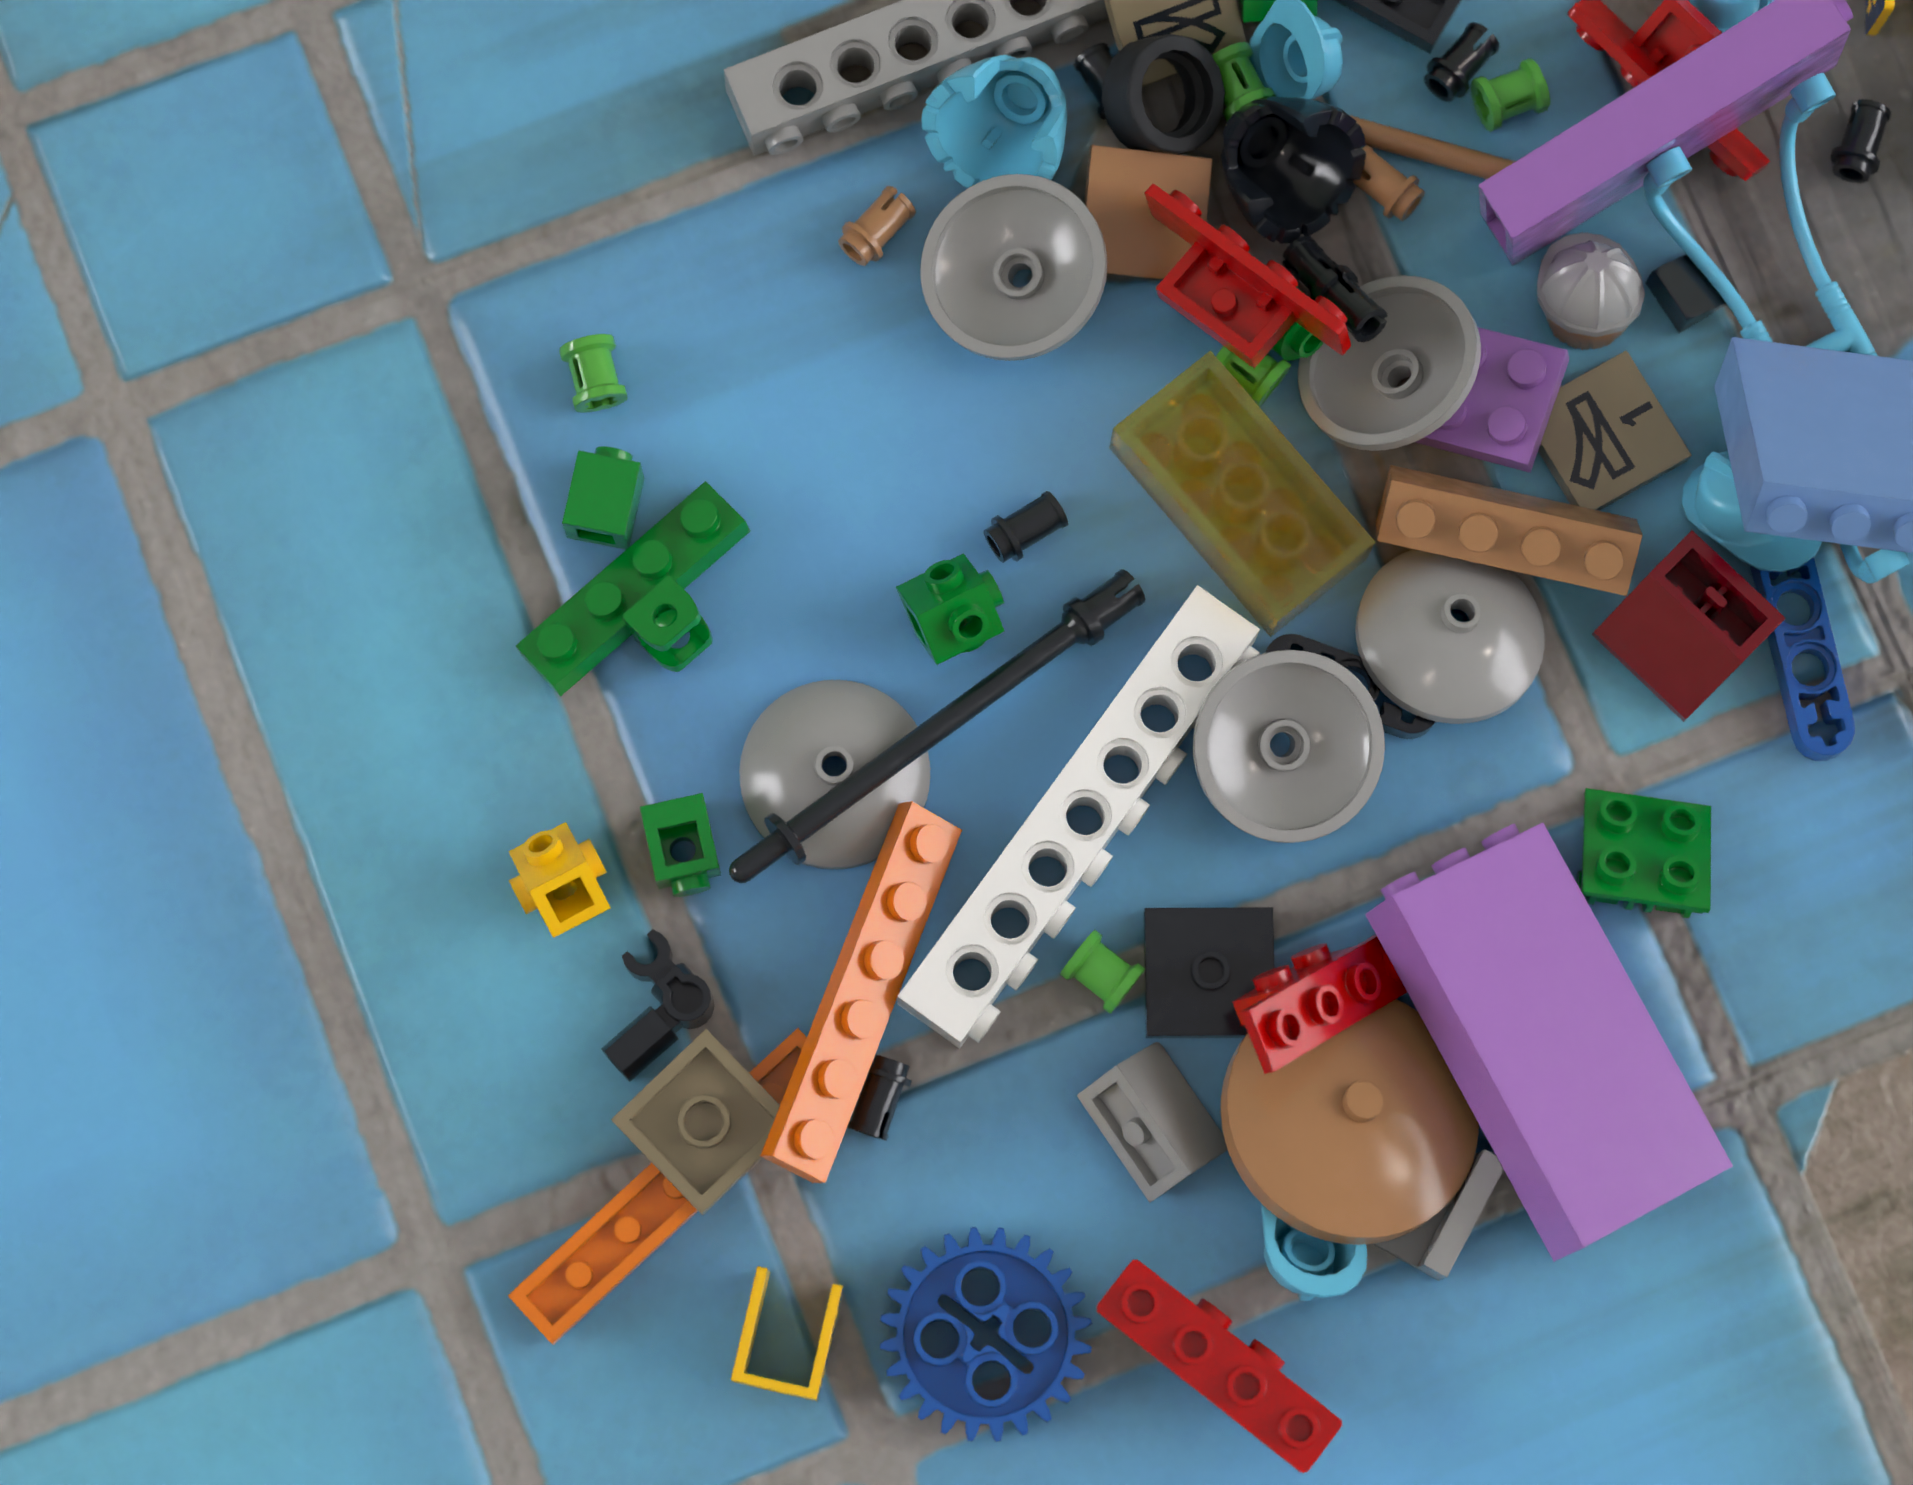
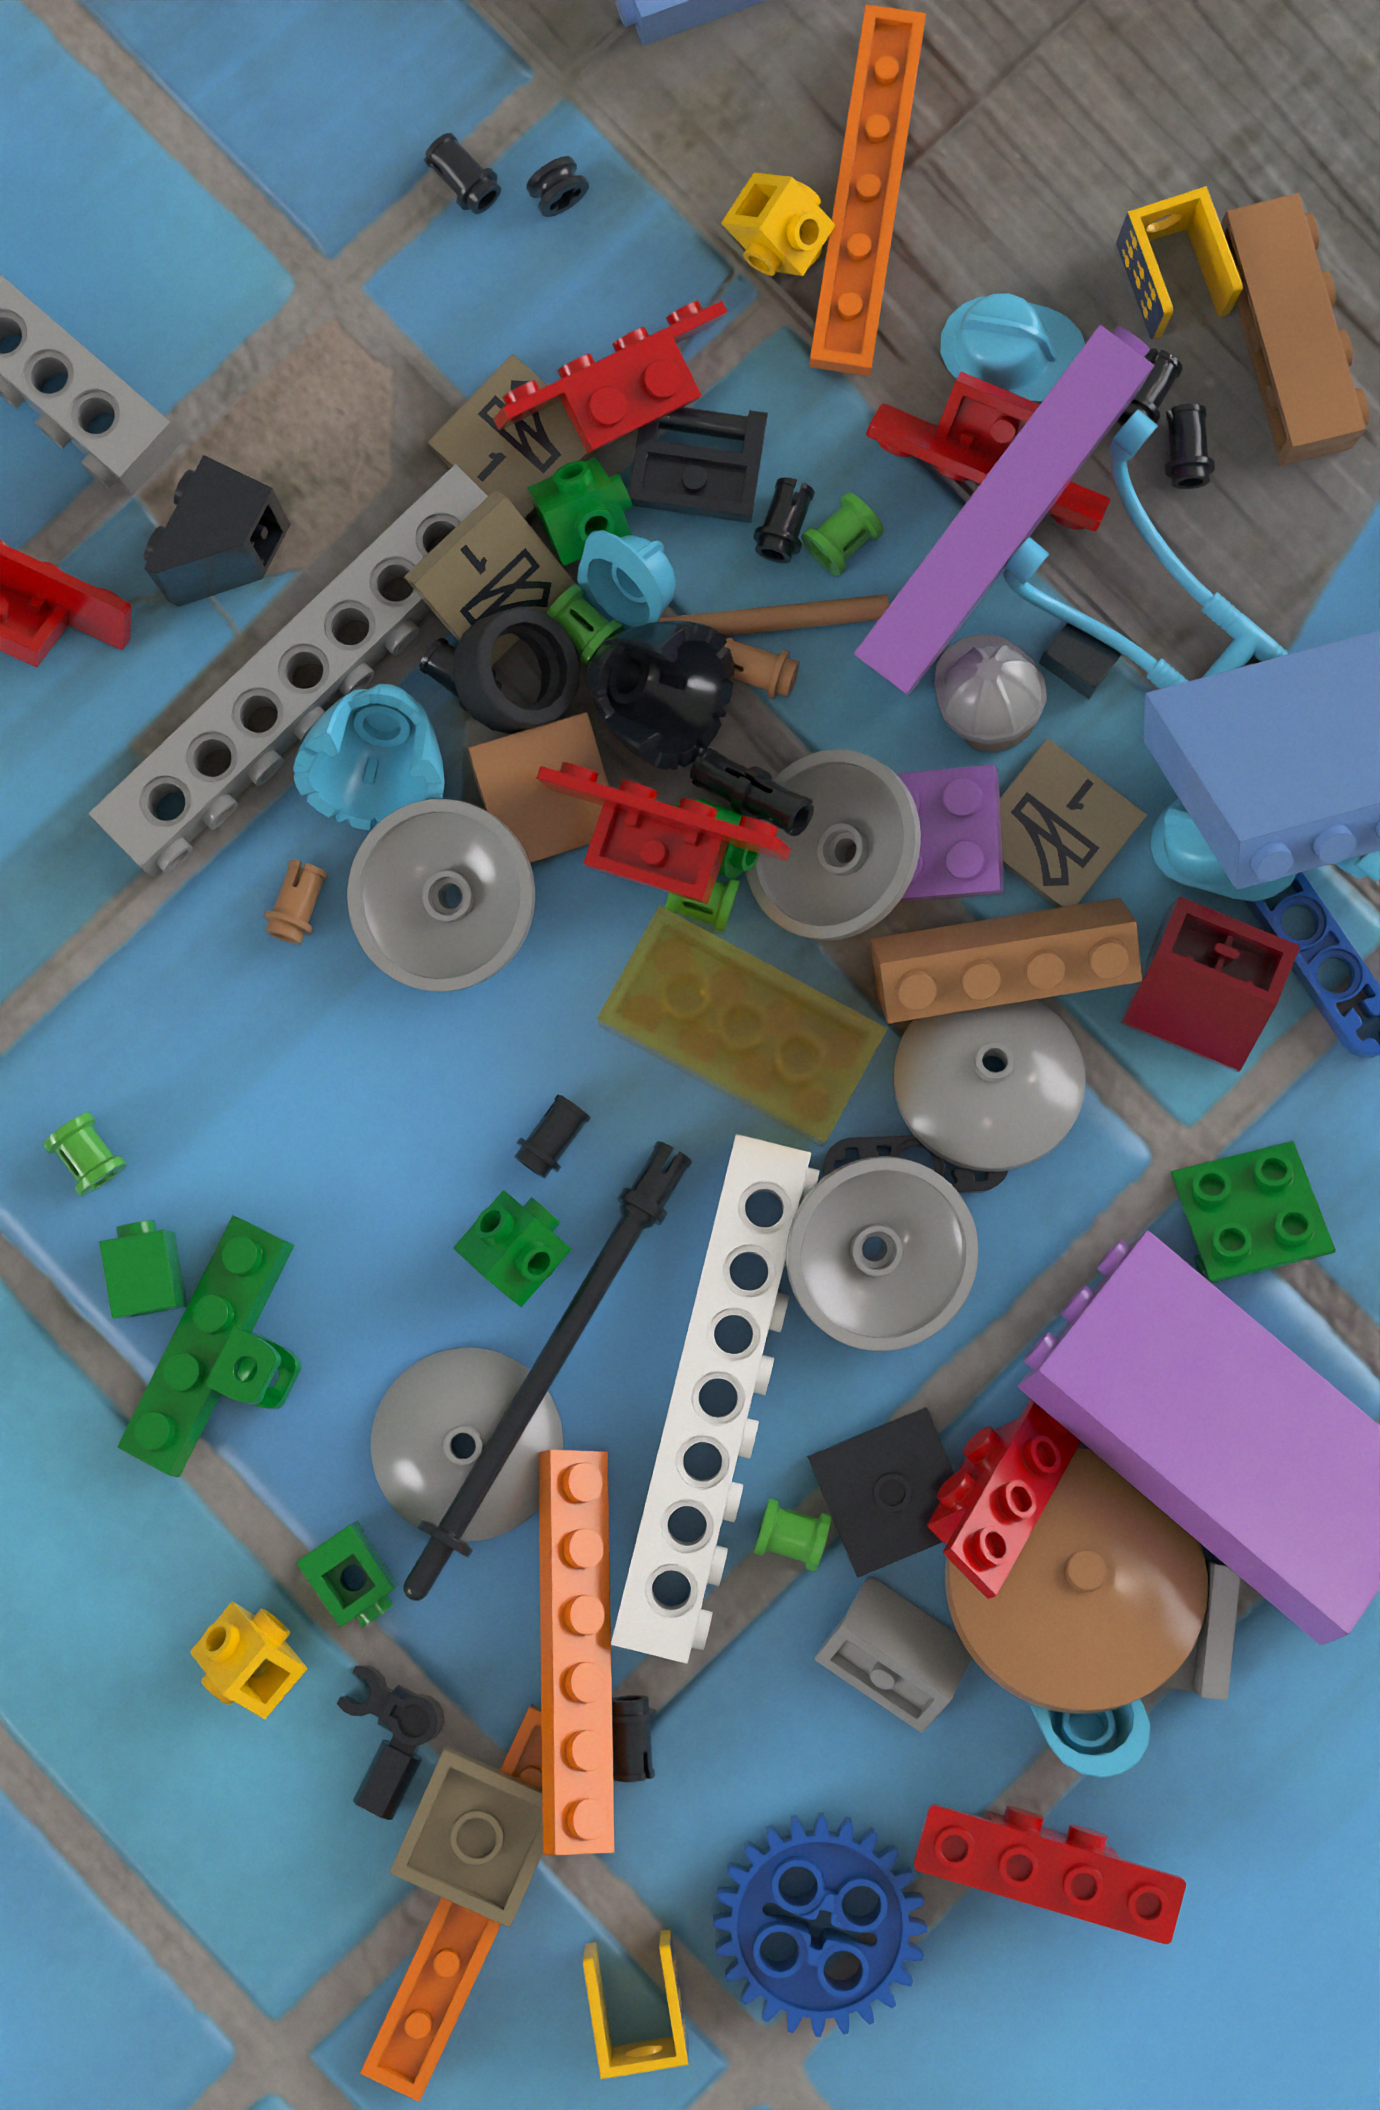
camera: 15 degrees left, 5 degrees up
(1852, 72) = (1156, 386): none -> black pin

